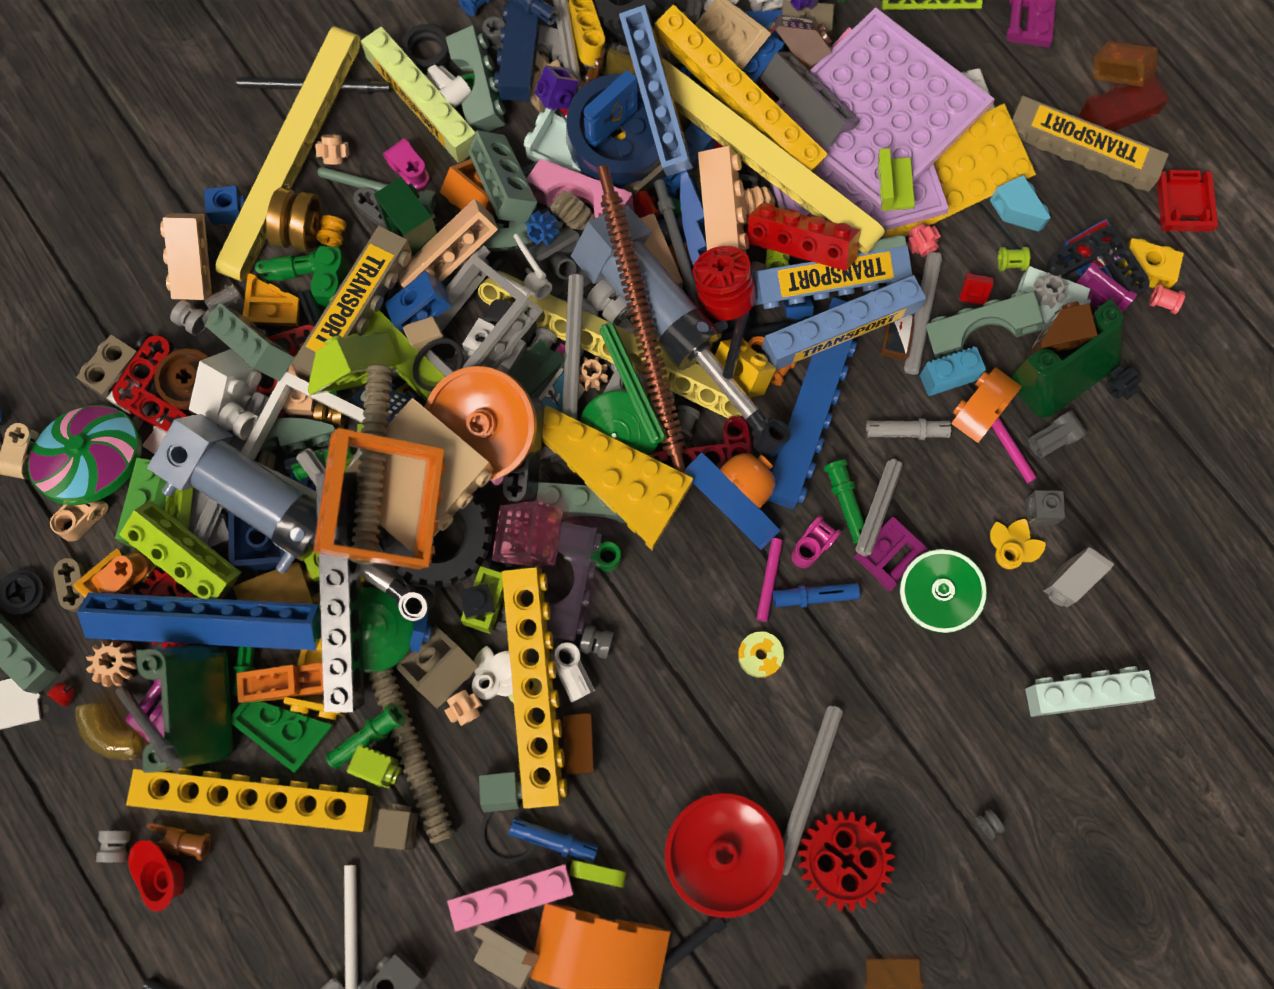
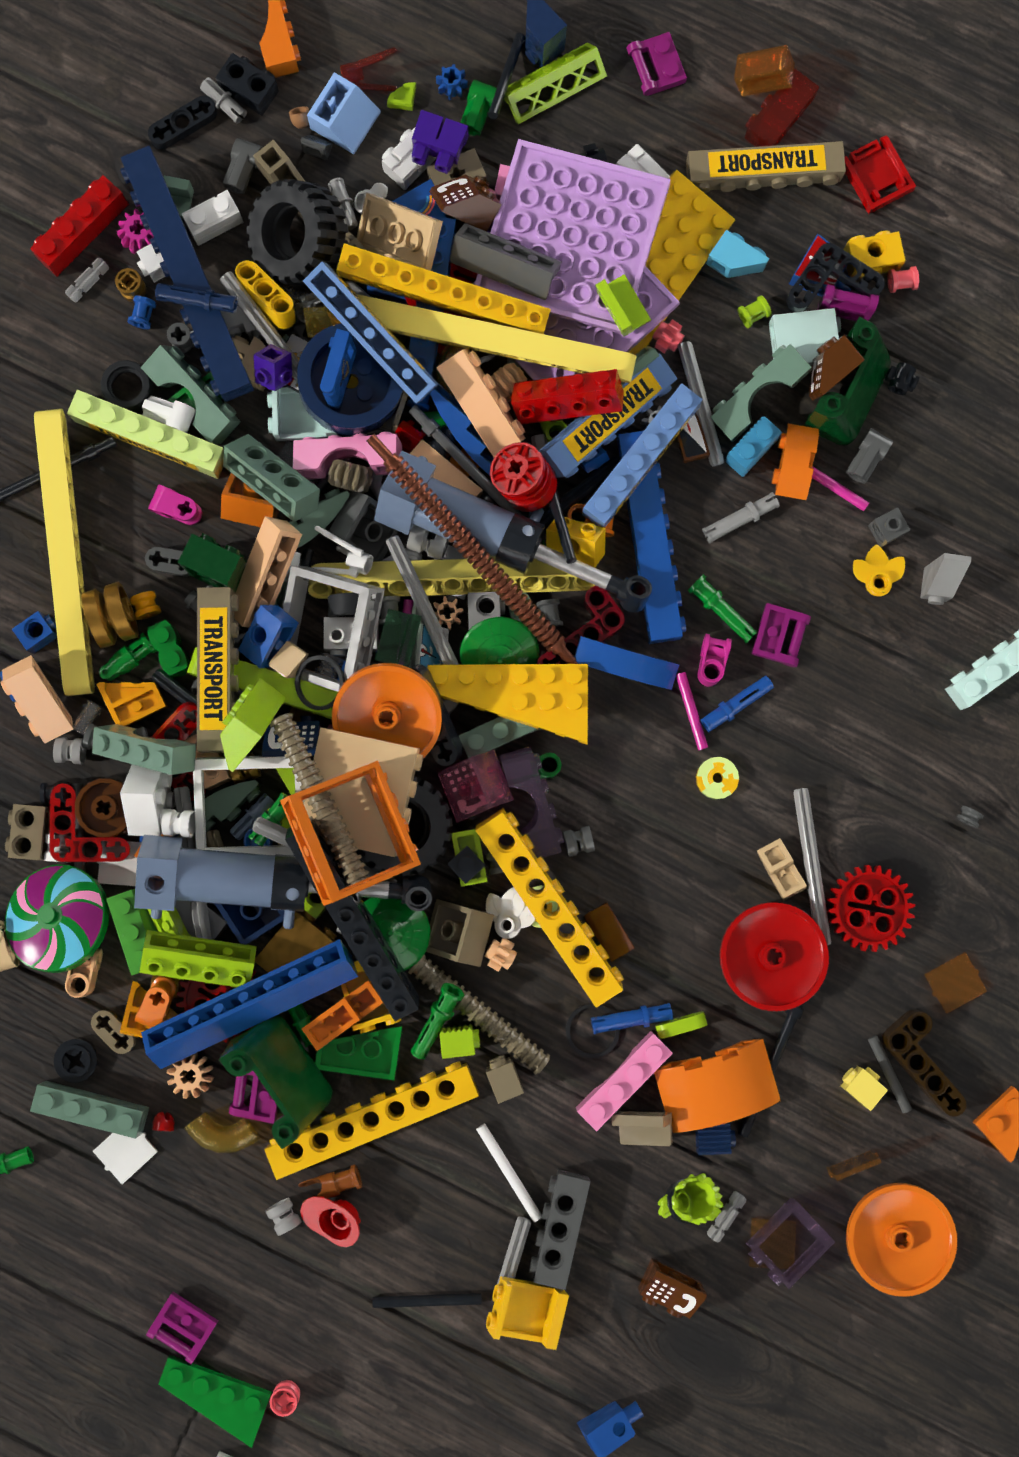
camera: 30 degrees left, 10 degrees up
(164, 749) = (293, 1123): dark grey bar -> none
(332, 149) = (100, 528): light nougat gear -> none
(420, 633) = (432, 914): blue plate -> none
(426, 196) = (212, 529): sand green piece -> none
(499, 792) = (569, 1004): sand green brick -> none
(542, 227) = (335, 508): blue gear -> none
(573, 674) = (574, 878): white piece -> none
(597, 72) = (298, 335): reddish brown plate -> none
(632, 383) = (491, 608): green axle -> none
(751, 476) = (634, 636): orange cylinder -> none
(777, 776) = (781, 869): none -> tan slope
(879, 507) = (752, 601): light grey axle -> none
(943, 591) = (840, 645): green hat -> none
(976, 289) = (736, 357): red tile -> none
(1050, 290) = (802, 324): light grey gear -> none

